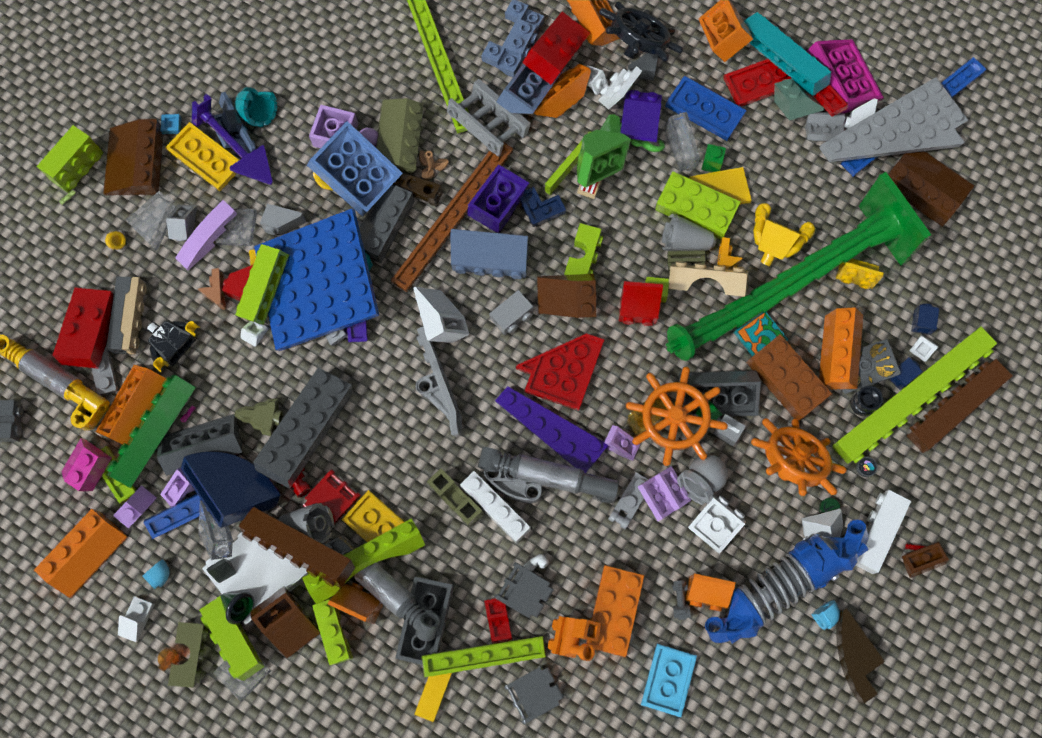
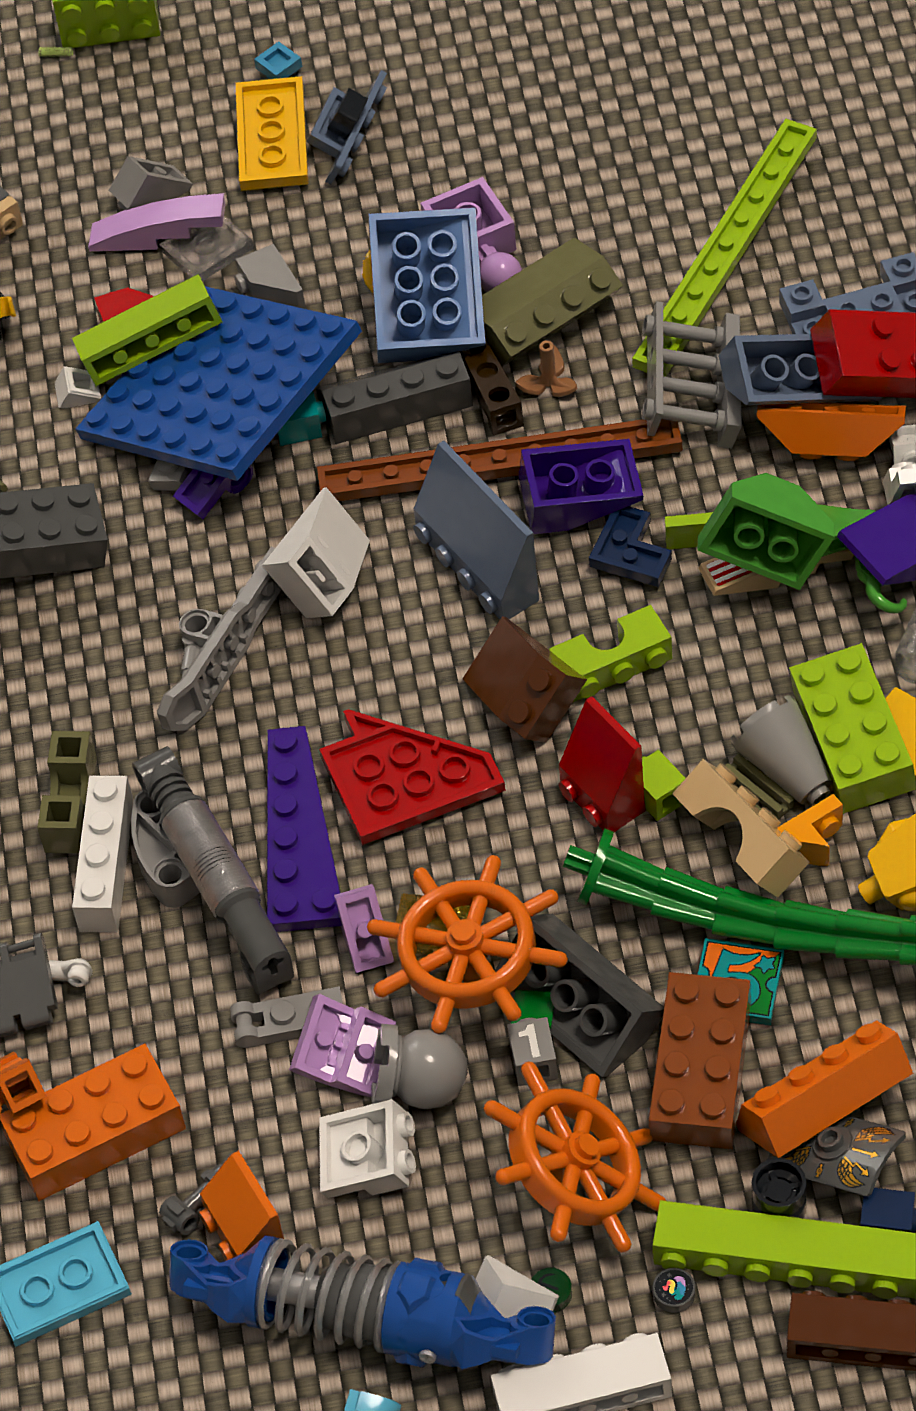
camera: 50 degrees right, 20 degrees down
(115, 240) = (46, 142): yellow tile -> none
(134, 158) = (186, 70): reddish brown slope -> none
(151, 217) = (107, 147): clear slope -> none
(215, 292) = (81, 295): nougat slope -> none
(252, 164) = (314, 186): dark purple piece -> none
(256, 107) = (403, 121): teal hair -> none
(511, 313) = (423, 642): light grey brick -> none

